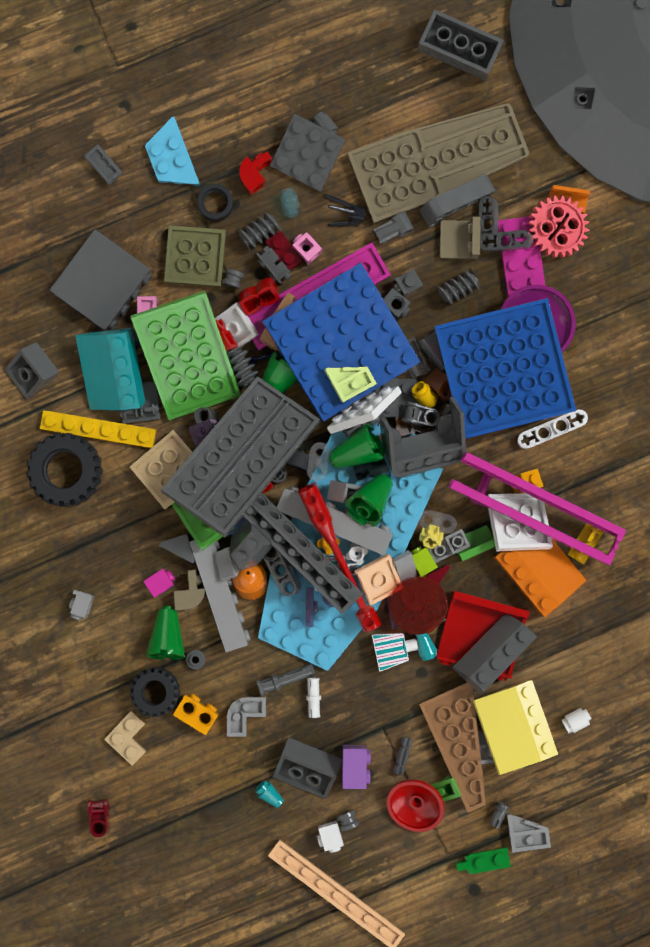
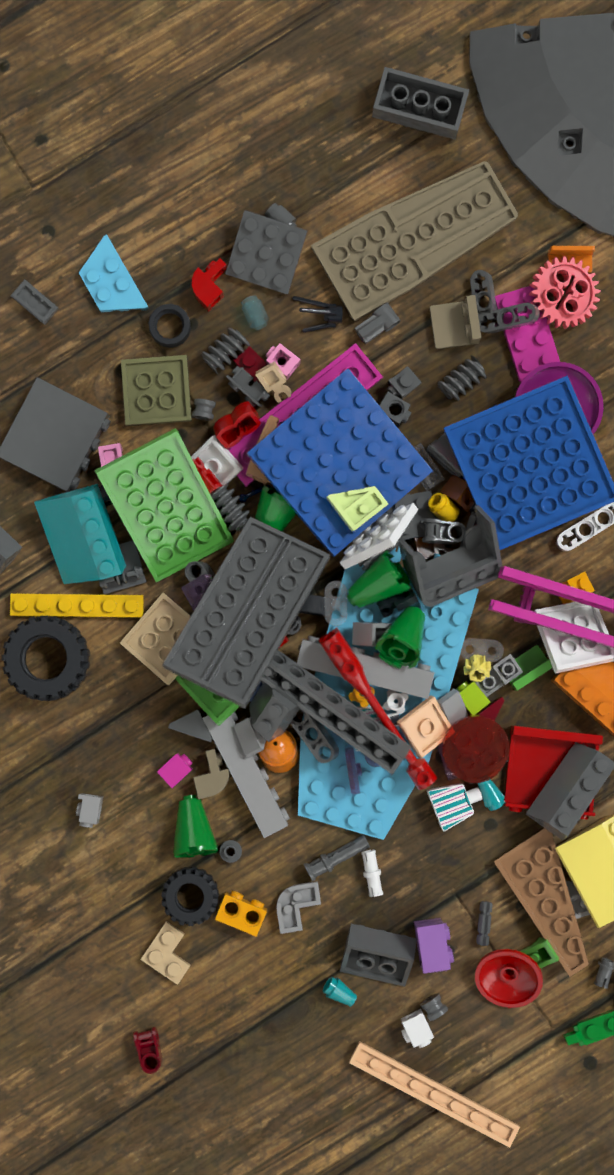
camera: 15 degrees left, 0 degrees up
(296, 262) = (273, 379): none -> tan plate
(456, 199) = (443, 280): dark grey beam -> none

